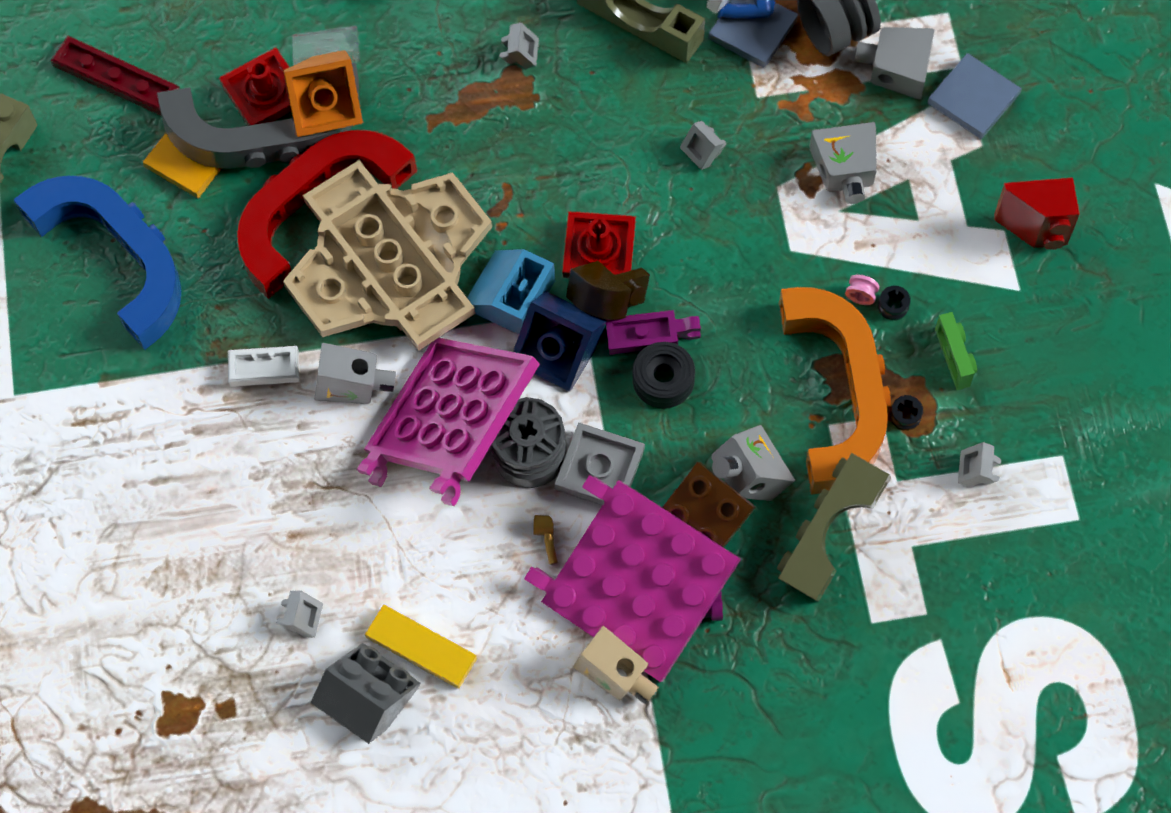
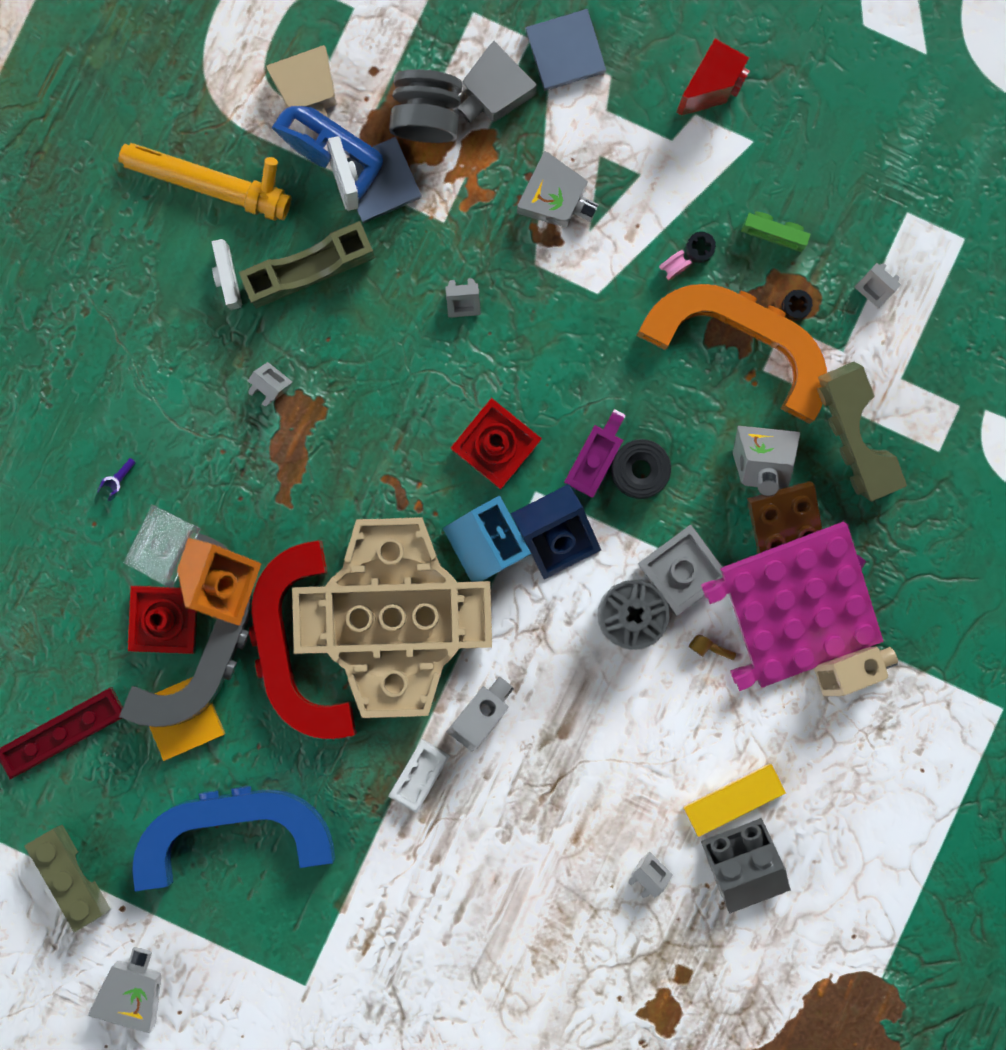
camera: 60 degrees left, 20 degrees up
(449, 413) = (572, 661): dark pink plate -> none
(604, 294) = (545, 473): dark brown brick -> none

